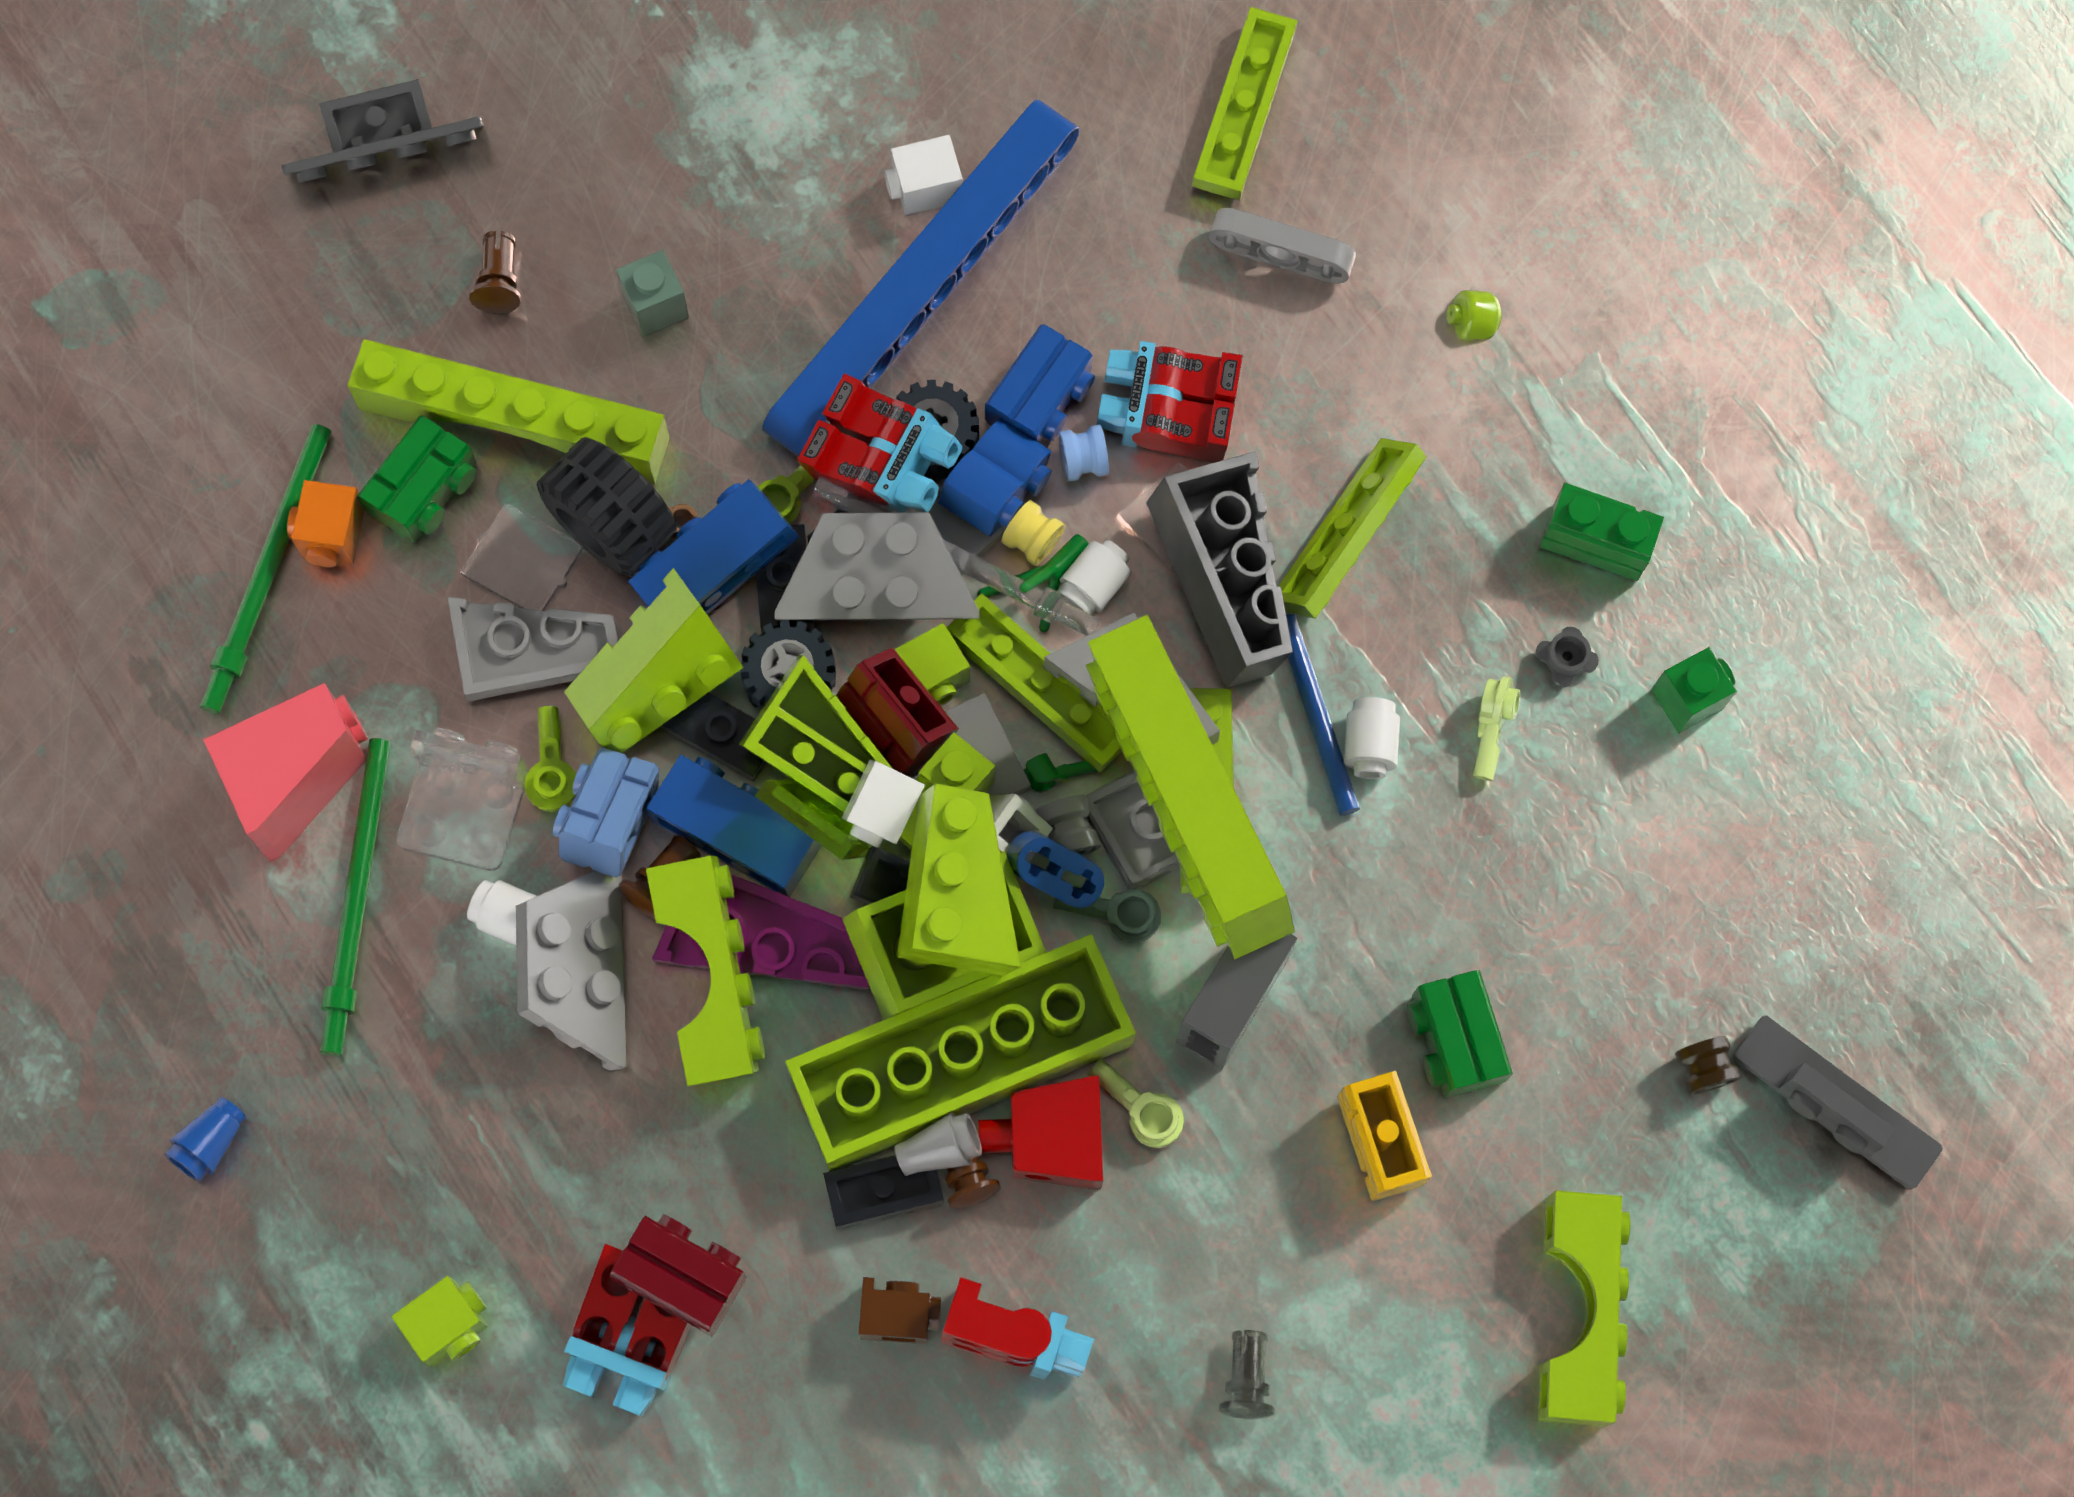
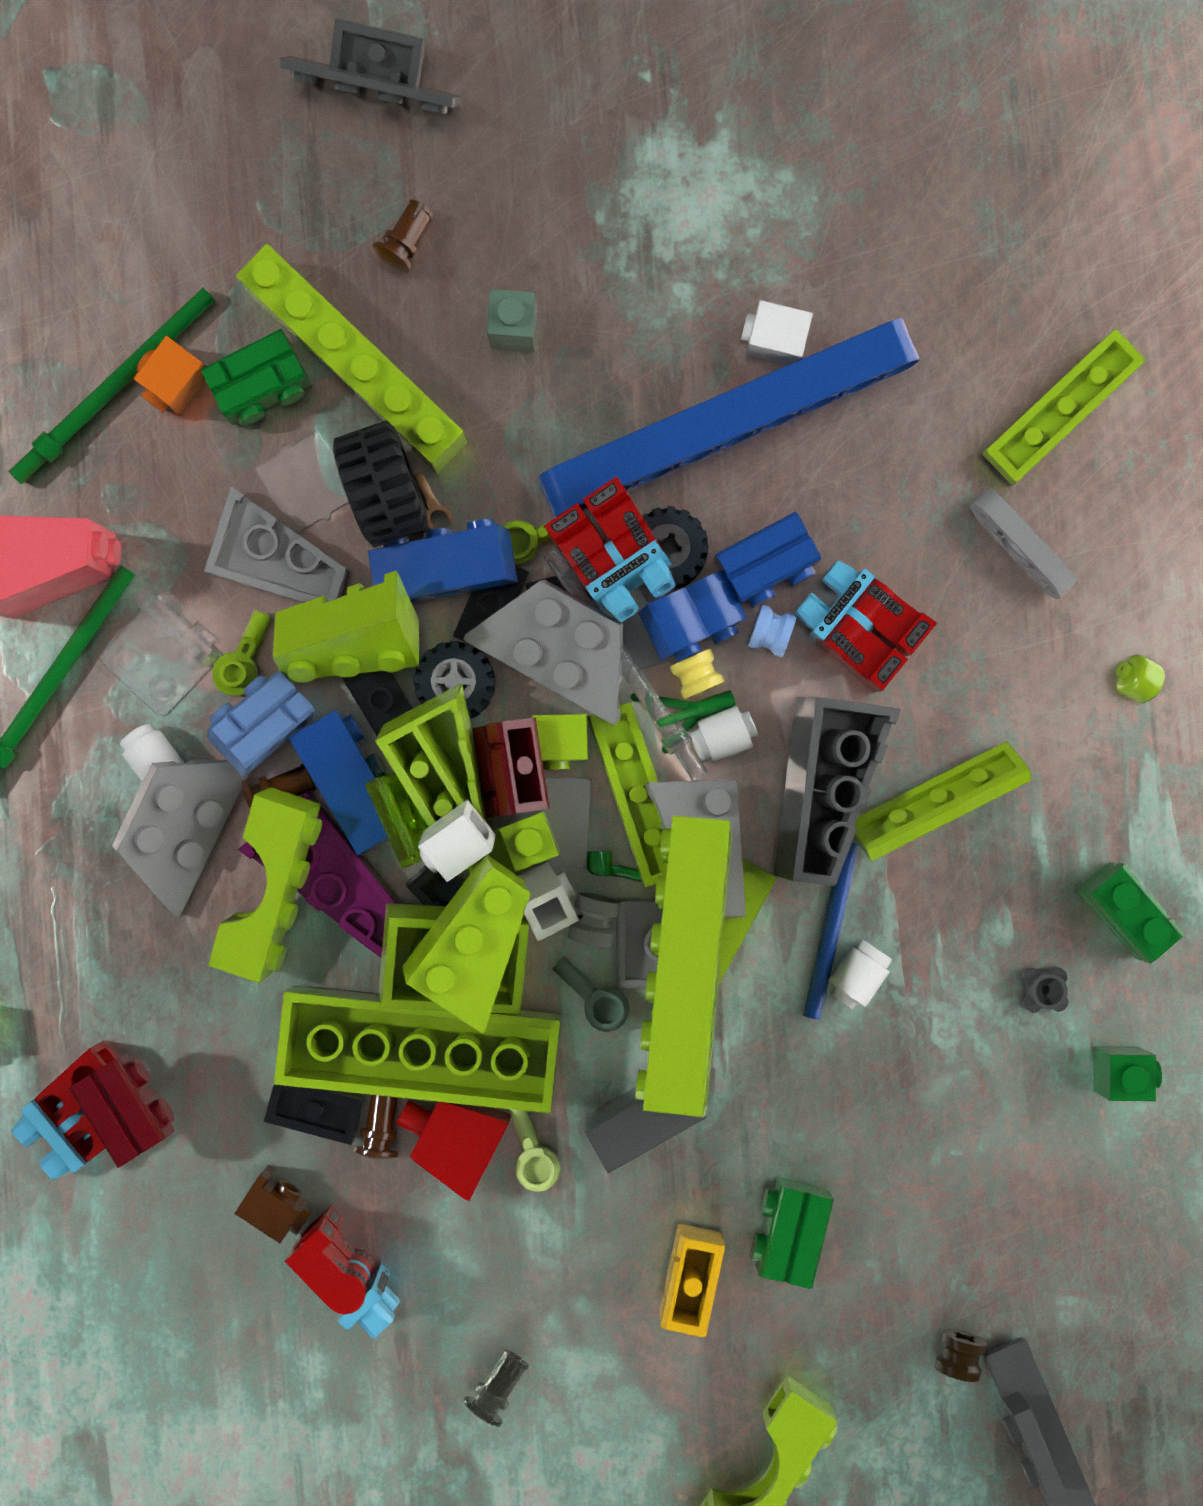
camera: 30 degrees right, 15 degrees up
(942, 1145) = (365, 1112): light grey cone -> none
(1060, 859) = (555, 960): blue beam -> none
(1498, 703) = (970, 1000): yellowish green plate -> none

